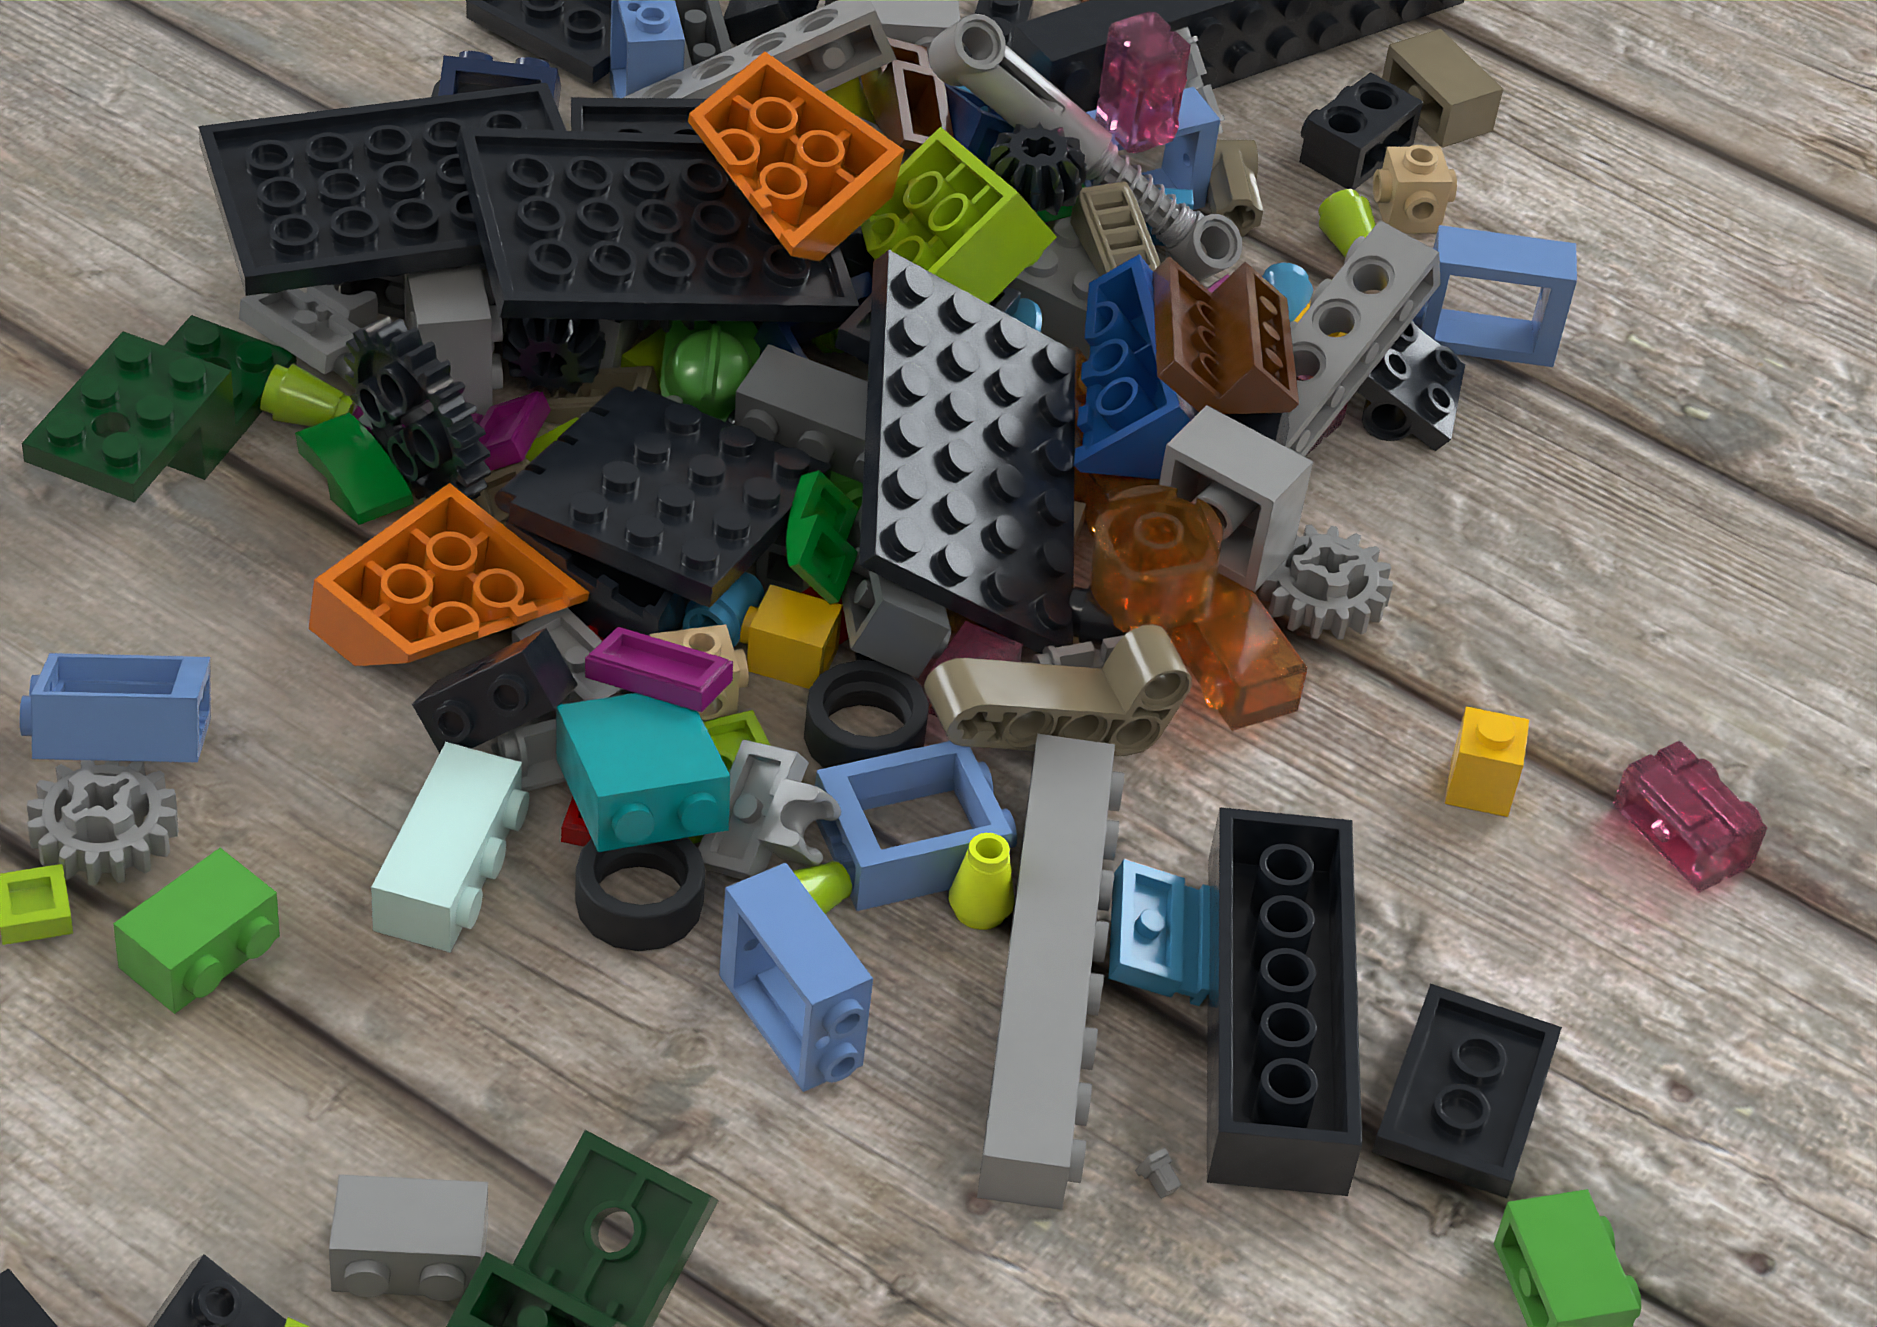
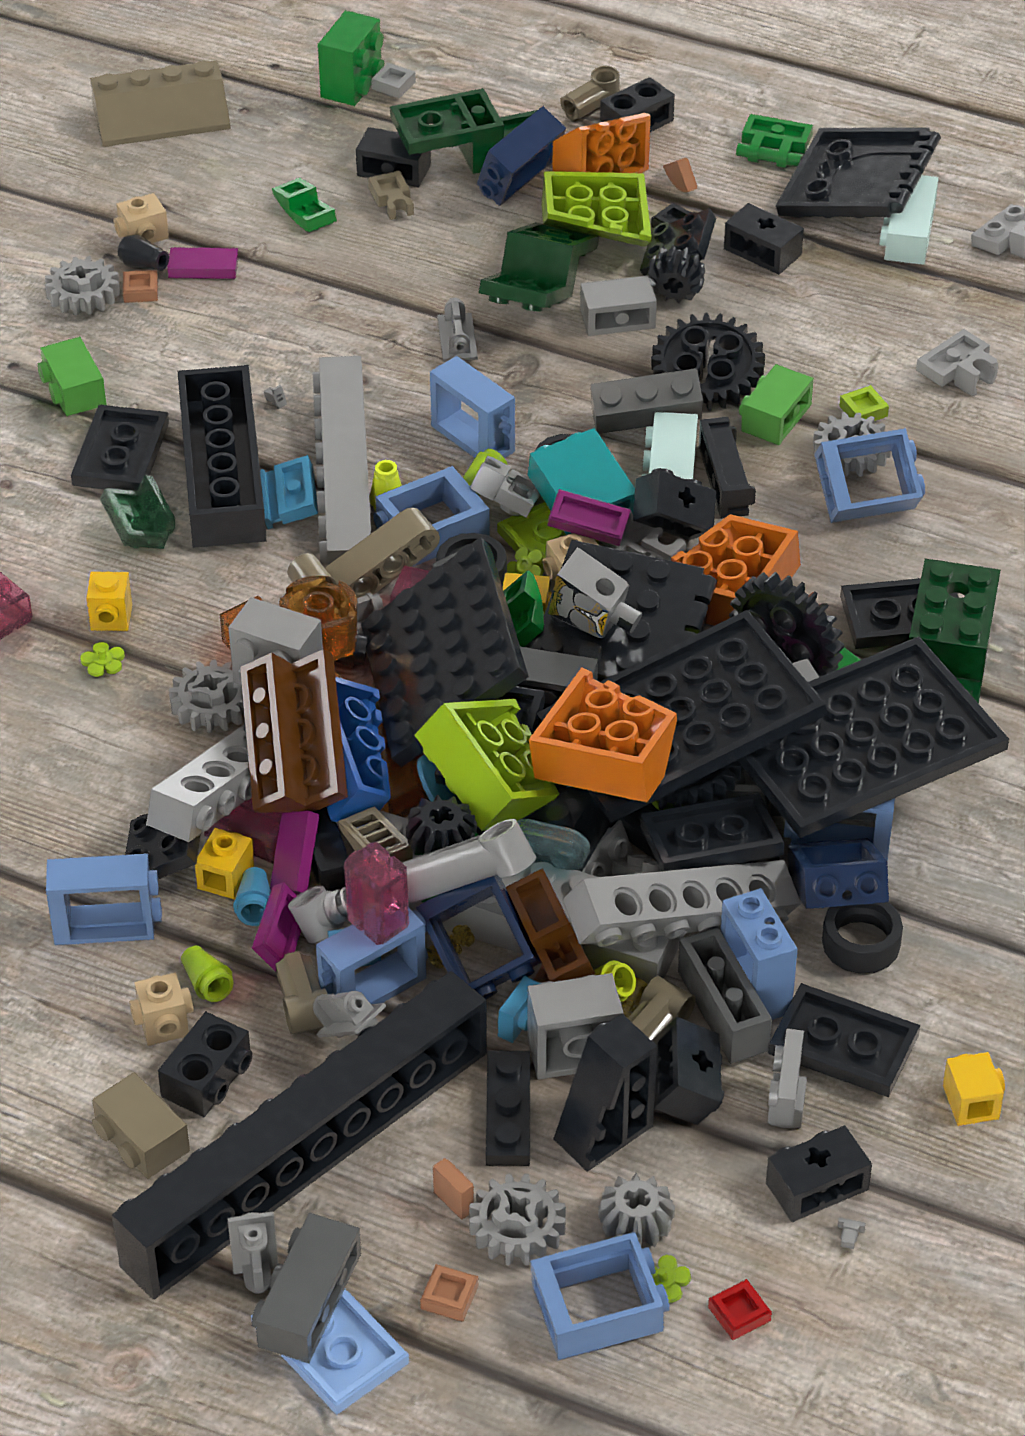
camera: 175 degrees right, 0 degrees up
(192, 517) = (880, 611): none -> black plate
(268, 1255) = (676, 274): none -> black gear
(285, 1054) = (732, 367): none -> black gear
(356, 818) = (725, 467): none -> black container
(452, 946) = (633, 401): none -> dark grey brick
(728, 433) = (591, 597): none -> light grey torso
(764, 1244) = (457, 332): none -> light grey hinge
(776, 710) = (526, 561): none -> lime plant
(1261, 241) = (278, 928): none -> magenta tile
(1439, 926) = (141, 515): none -> clear green bracket
(1497, 698) = (103, 659): none -> lime plant

